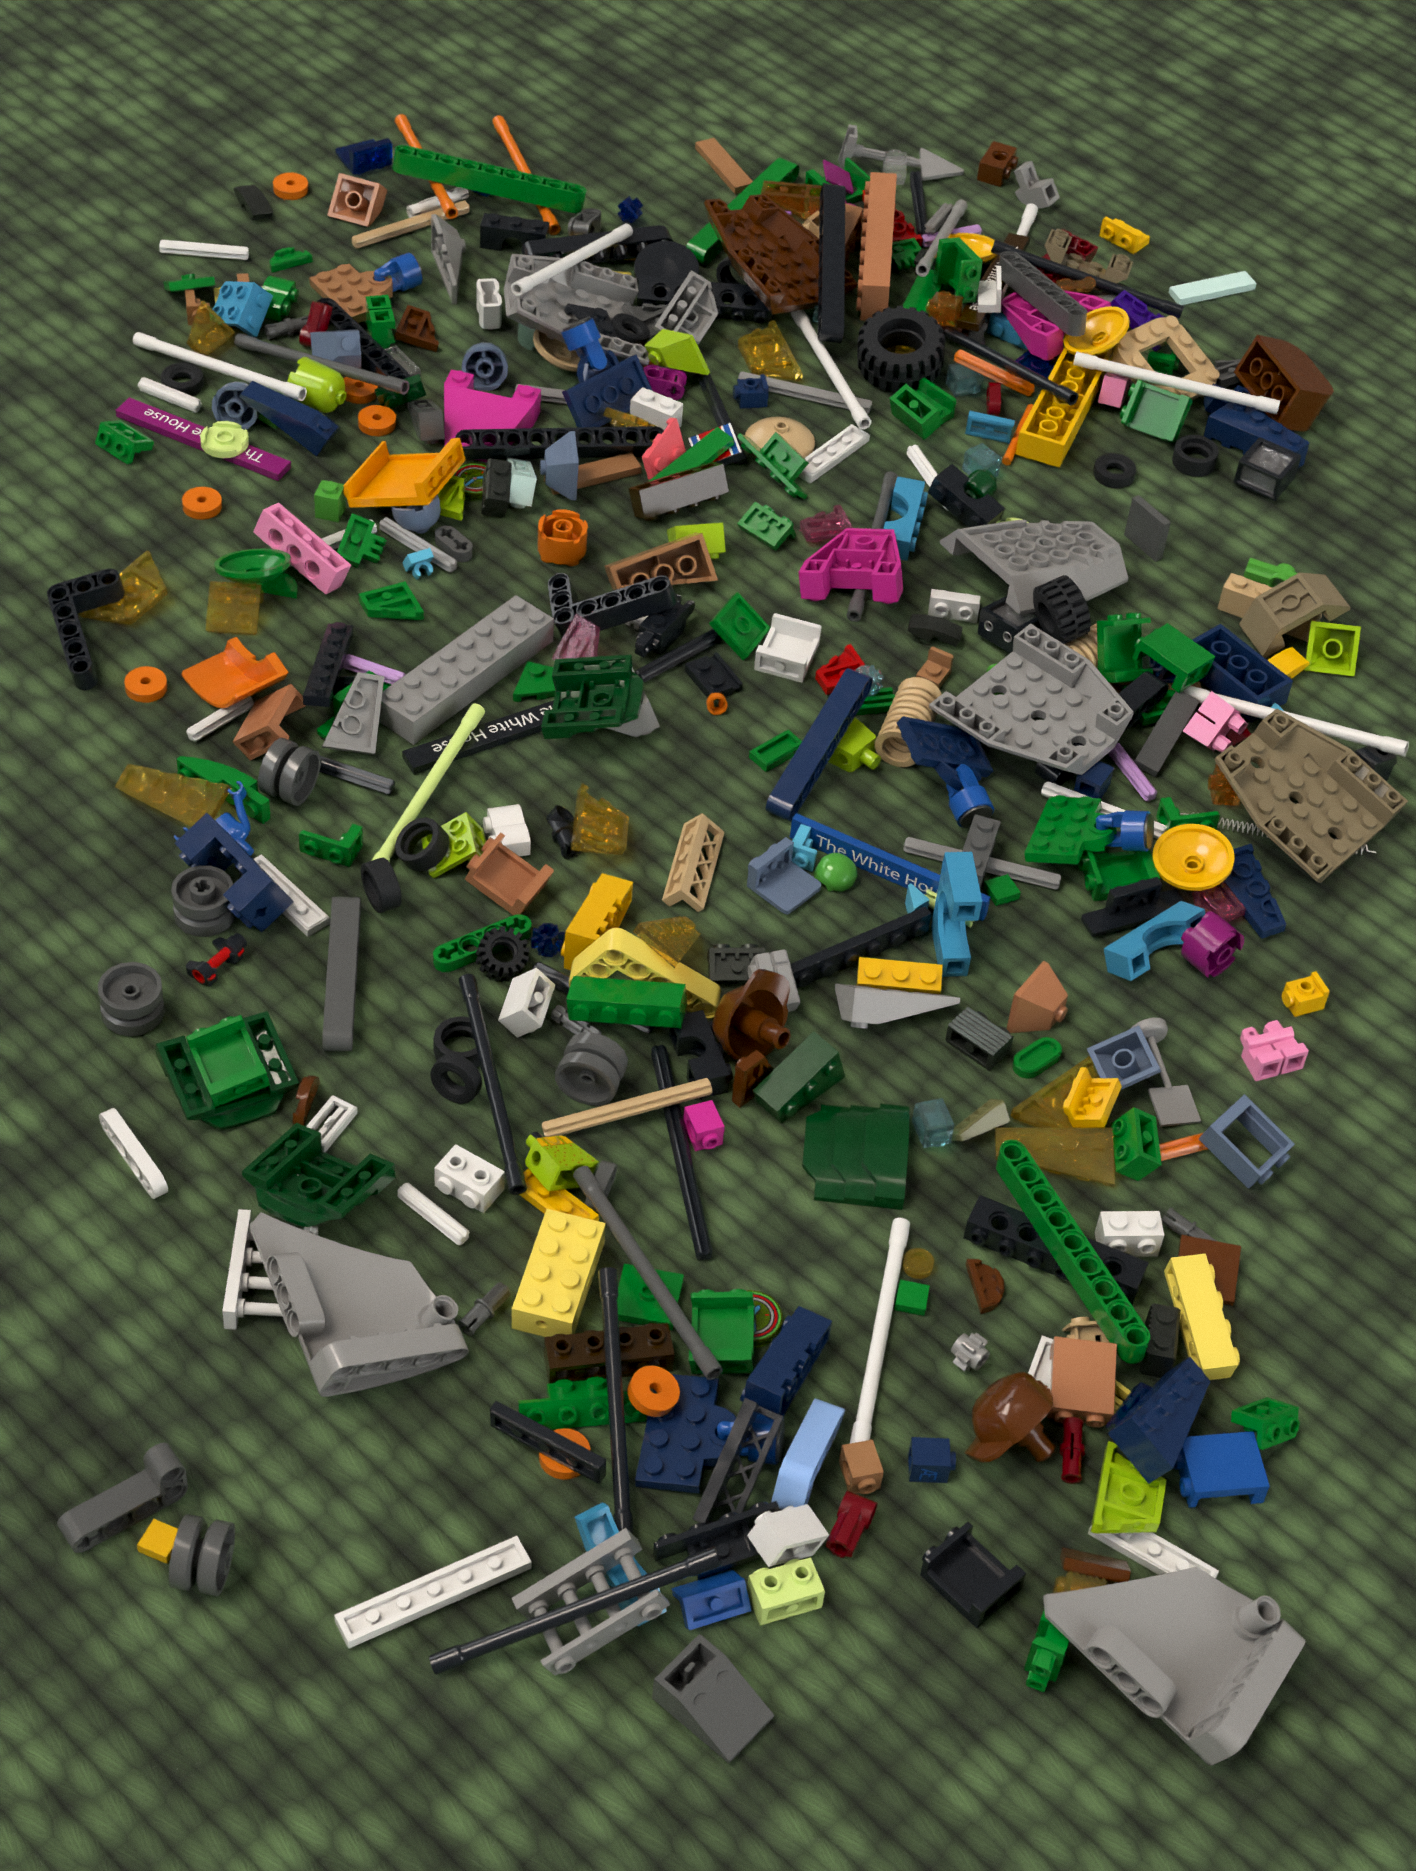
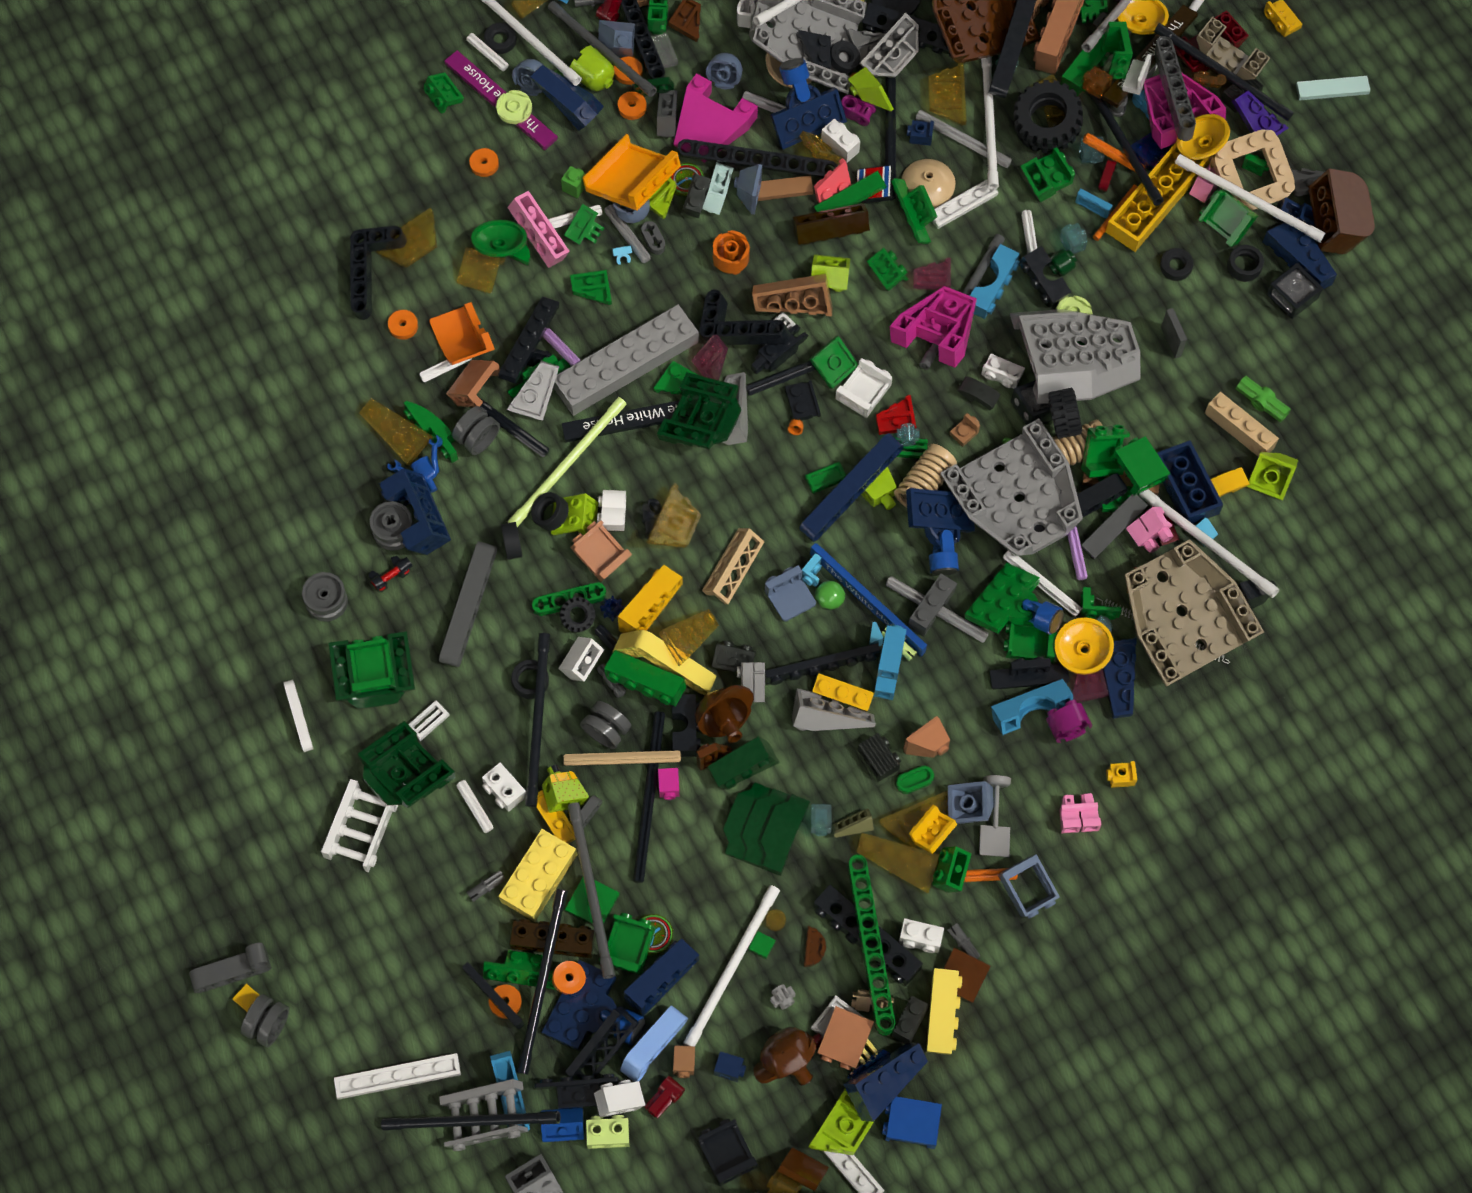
camera: 20 degrees right, 20 degrees up
(302, 911) = (457, 546): white tile -> none
(306, 1095) = (417, 698): reddish brown tile -> none
(338, 852) = (498, 503): green bracket -> none
(356, 1311) = (402, 868): light grey panel -> none
(448, 1088) = (516, 709): black tyre -> none
(1001, 889) = (942, 635): green tile -> none
(1072, 1467) = (823, 1082): dark red pin -> none
(1095, 780) = (1044, 558): dark blue brick -> none
(1271, 1420) = (956, 1097): green bracket -> none
(1288, 607) = (1252, 436): dark tan slope -> none

